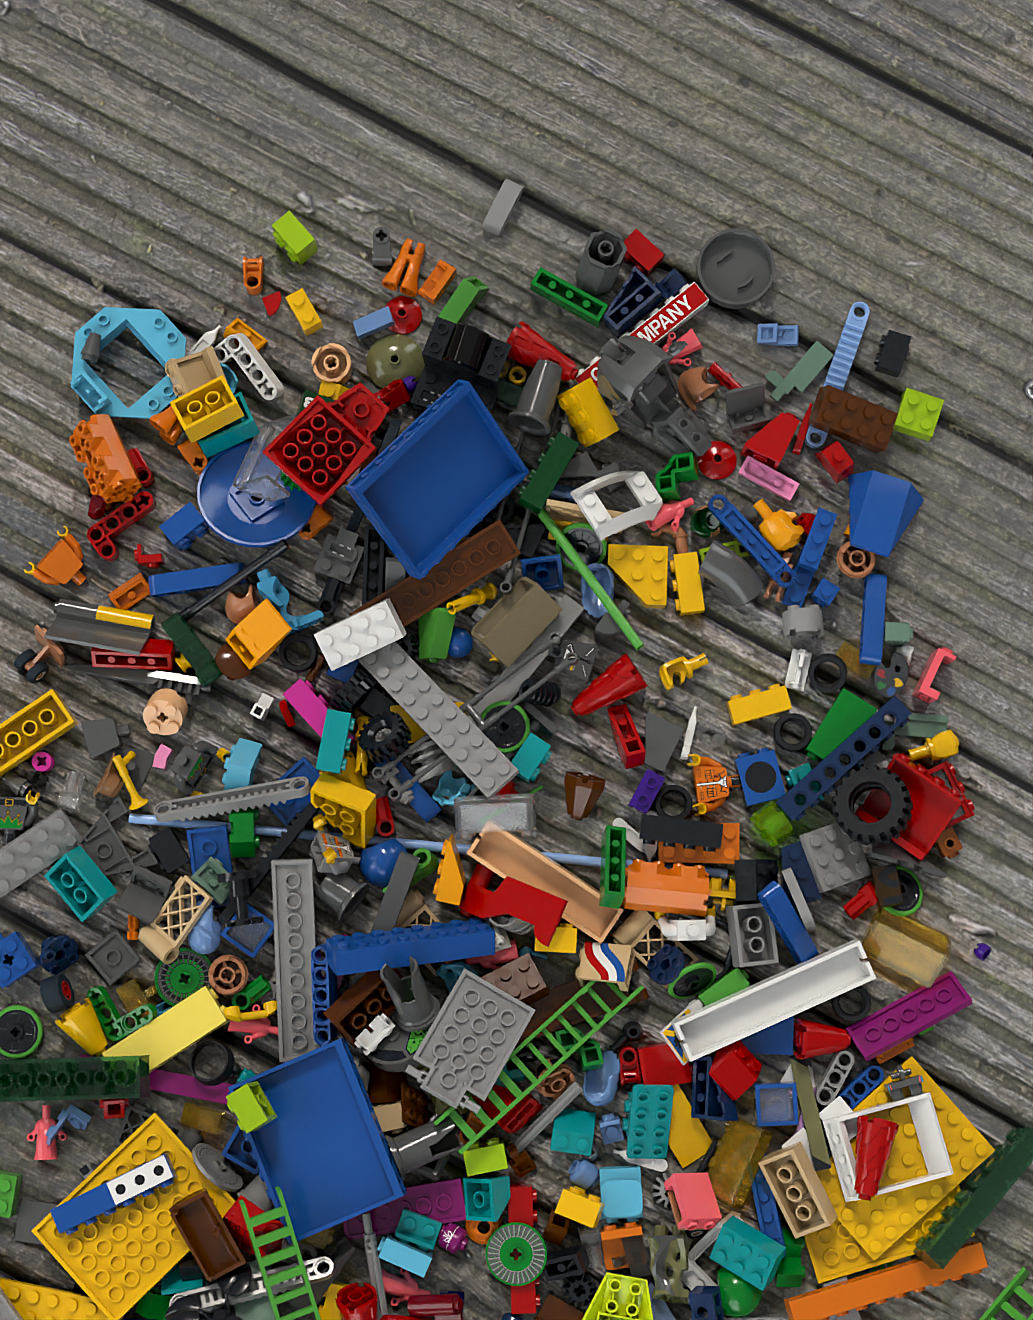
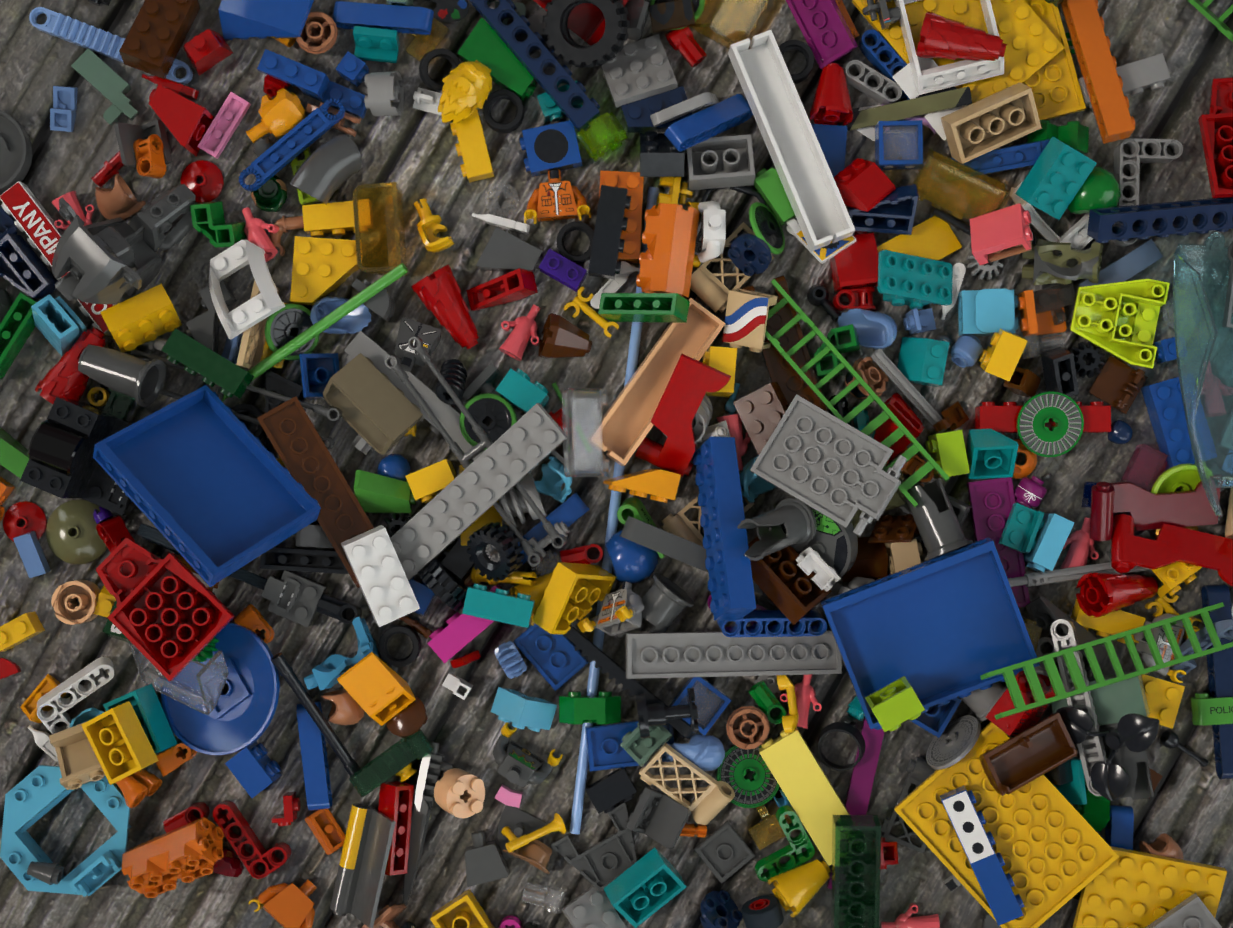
camera: 85 degrees left, 5 degrees up
(76, 1117) = (896, 893): medium blue bracket -> none
(202, 1118) = (898, 757): clear yellow slope -> none
(232, 800) = (558, 720): light grey gear -> none
(287, 754) = (510, 659): none -> medium blue gear
(448, 677) = (431, 480): none -> yellow brick
(477, 596) = (343, 447): yellow pin -> none
(580, 339) = (57, 323): none -> medium azure brick
(583, 753) = (519, 337): none -> coral piece
(616, 809) = (580, 303): none -> yellow bar
(677, 622) = (379, 227): none -> clear yellow windscreen
(734, 414) = (150, 159): none -> orange piece
(807, 696) = (464, 91): none -> yellow head
(848, 613) = (376, 44): none -> teal bracket

